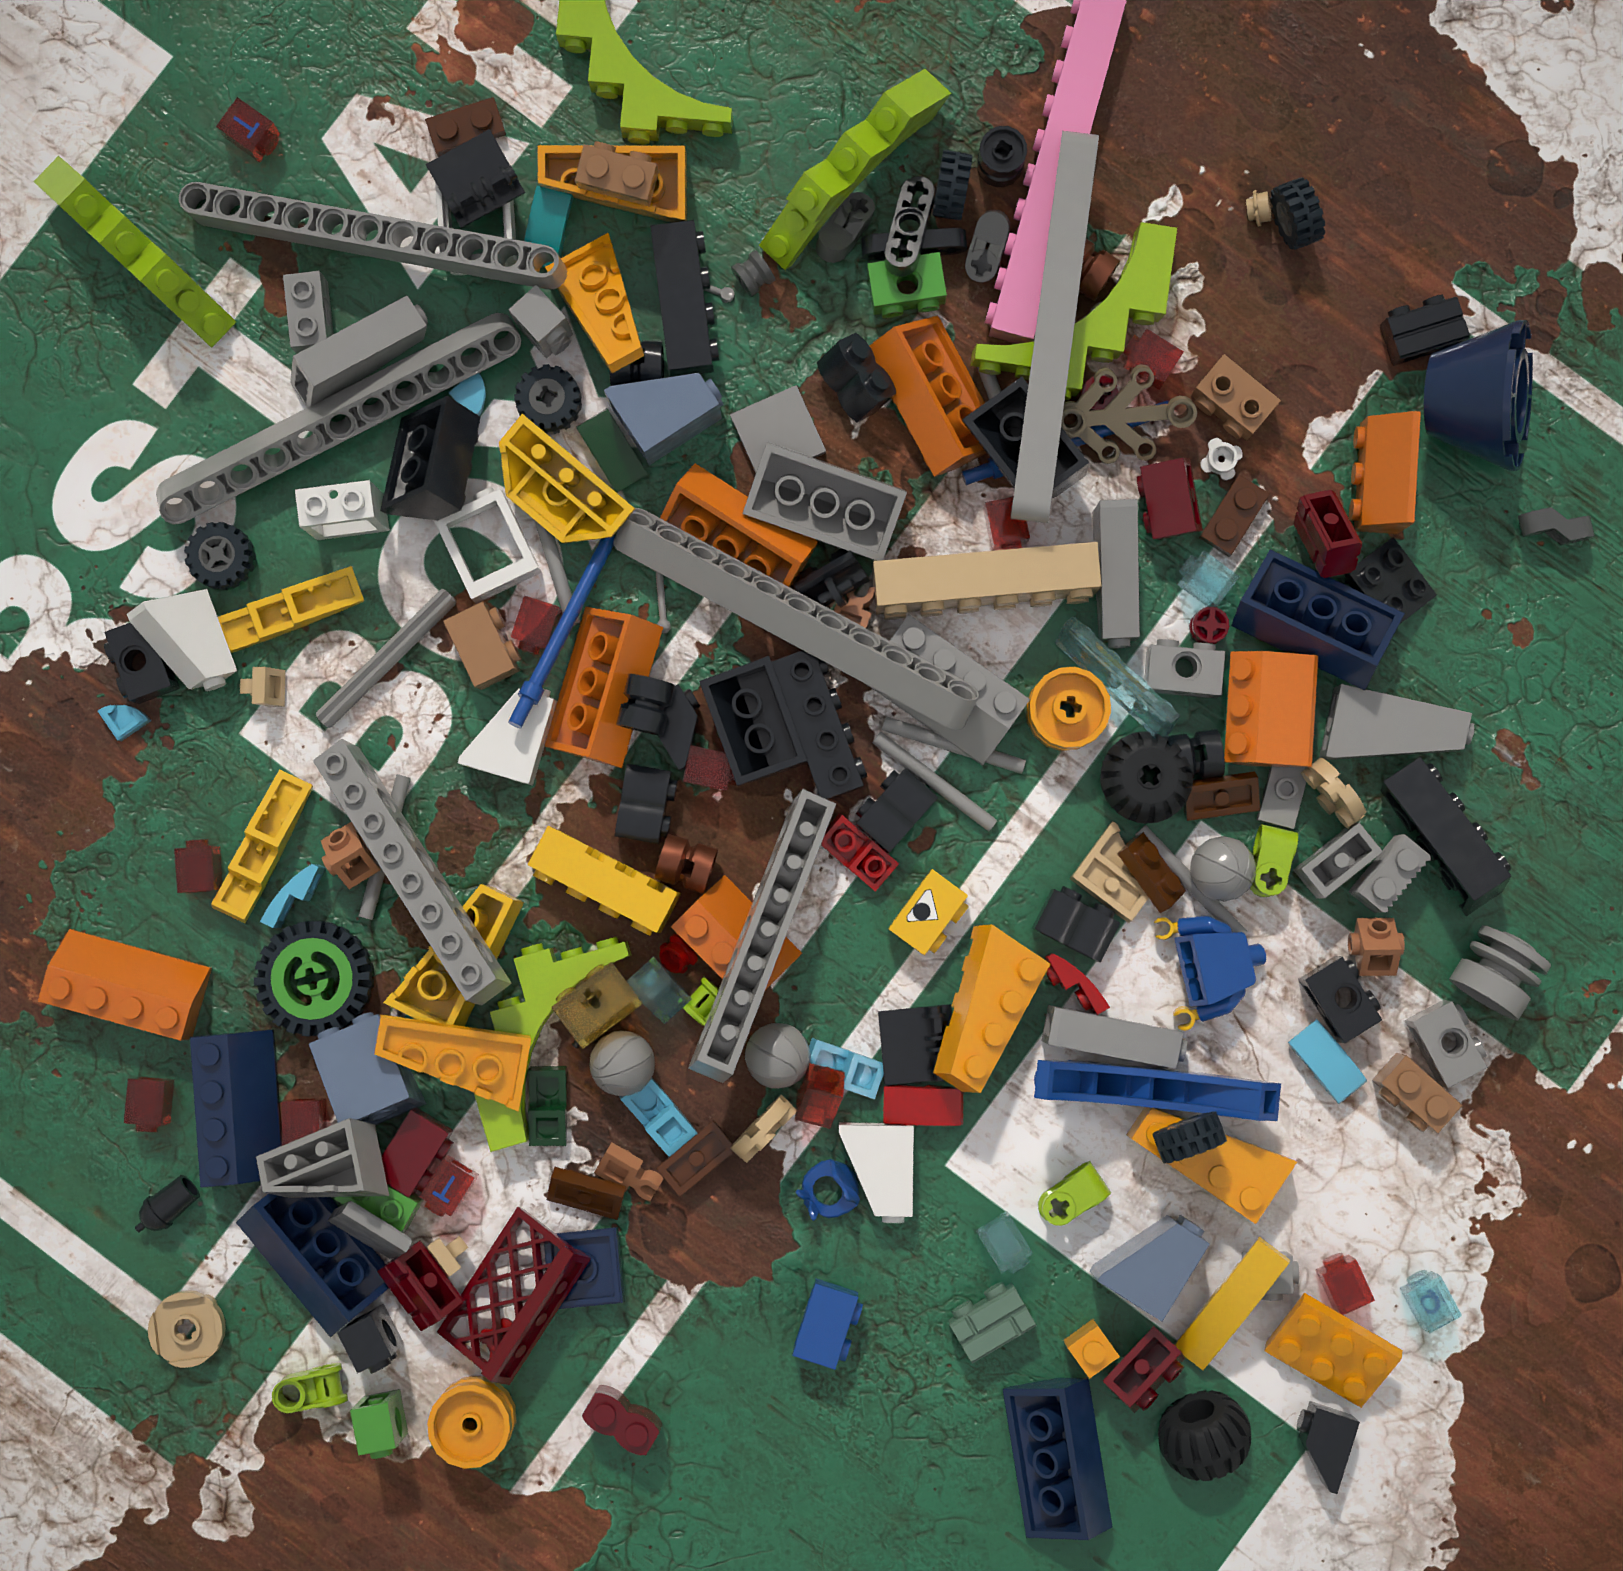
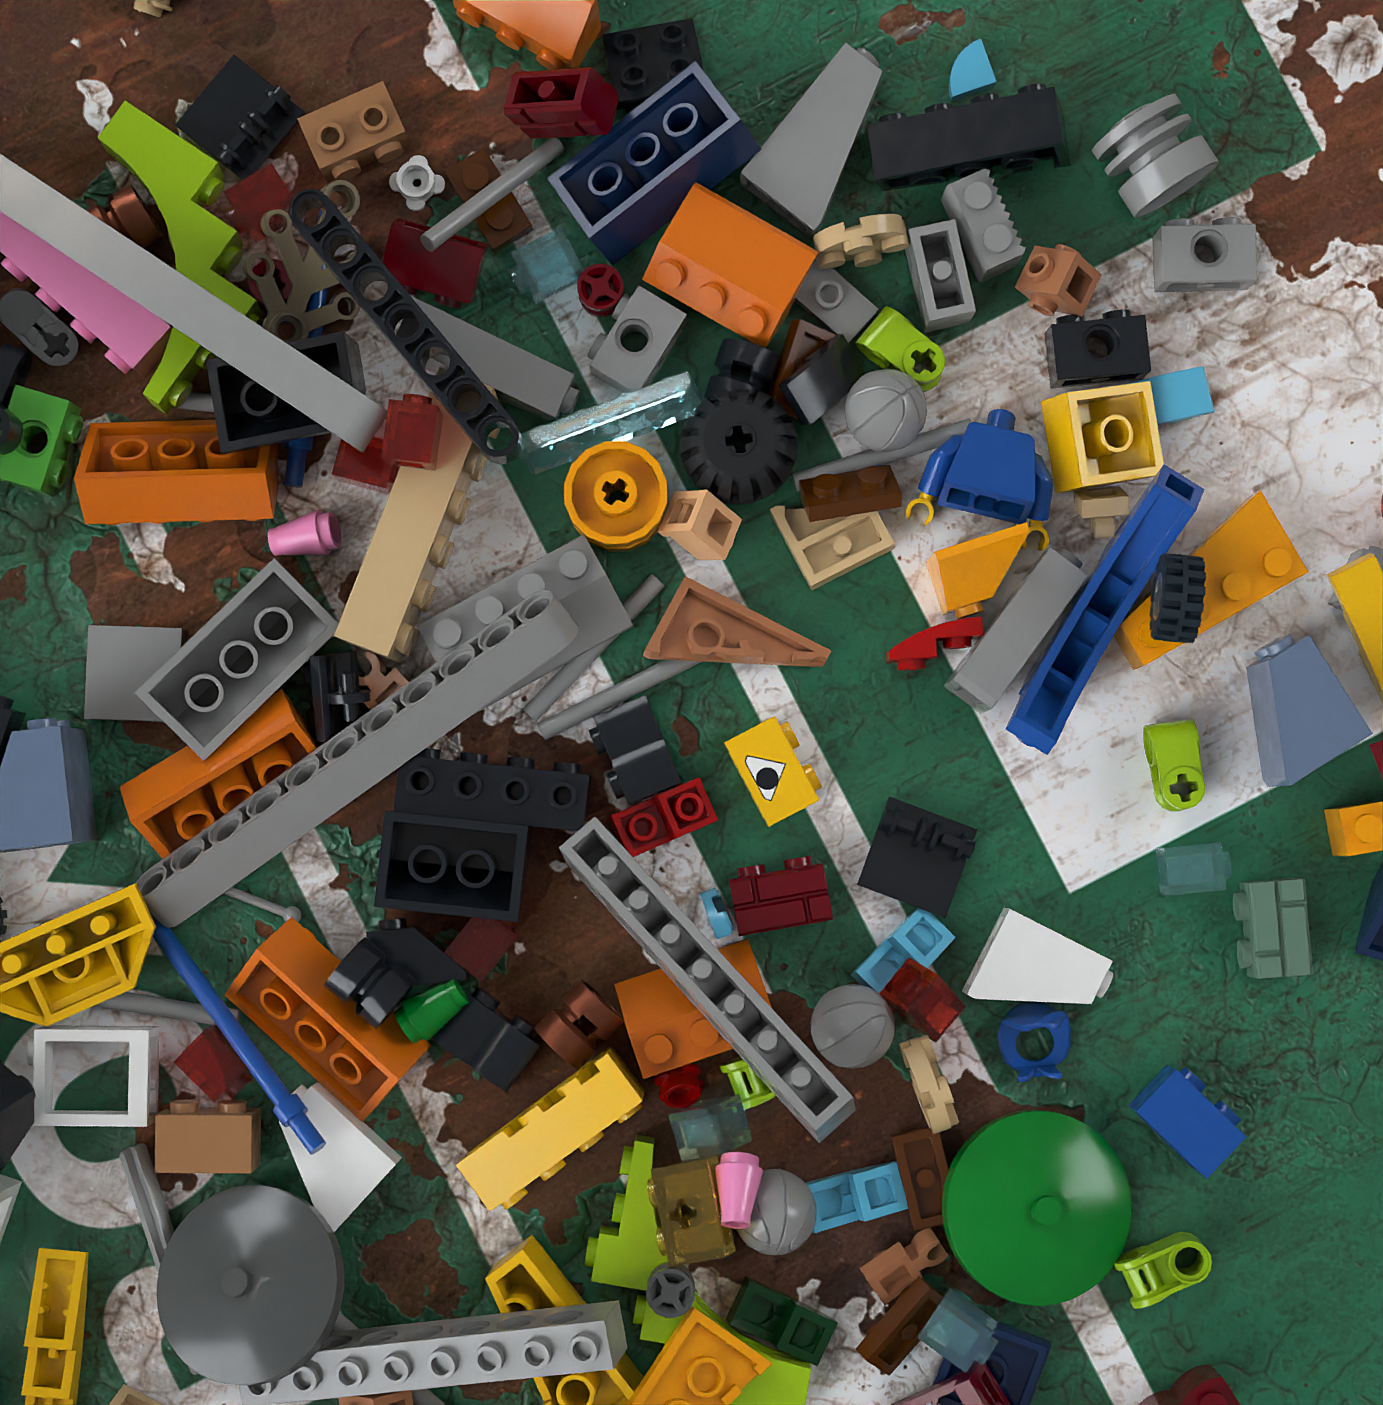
camera: 65 degrees left, 0 degrees up
(398, 724) = (250, 1285): none -> dark grey dish
(526, 1018) = (674, 1298): none -> dark grey wheel
(602, 1232) = (960, 1332): none -> clear light blue brick
(611, 450) = (56, 876): dark green slope -> none
(629, 1028) = (738, 1185): none -> bright pink cone
(646, 755) = (430, 1010): none -> green cone
(712, 1355) = (1159, 1268): none -> lime piece
(713, 1247) = (1036, 1207): none -> green dish
(810, 922) = (717, 913): none -> medium azure tile
(842, 961) = (780, 897): none -> dark red brick
(856, 377) = (113, 551): black brick -> none
(923, 1105) = (990, 885): red slope -> none
(933, 505) = (306, 535): none -> bright pink cone
(991, 1000) = (915, 756): light orange wedge -> none
(1008, 822) = (717, 629): none -> nougat wing
(1041, 546) = (412, 432): none -> clear red brick
(1076, 924) = (868, 607): black brick -> none
(1077, 777) = (700, 524): none -> light nougat brick
(1126, 492) = (395, 306): none -> black beam
(1140, 986) = (974, 569): none -> light orange slope
(1205, 312) = (240, 118): none -> black hinge
(1222, 814) = (823, 380): none -> black slope
(1230, 1055) = (1100, 507): none -> tan tile
(1238, 516) = (491, 194): none -> light grey bar
(1280, 1032) = (1102, 436): none -> yellow slope
(1416, 1092) = (1245, 317): medium nougat brick -> none
(1497, 812) = (971, 72): none -> medium azure tile

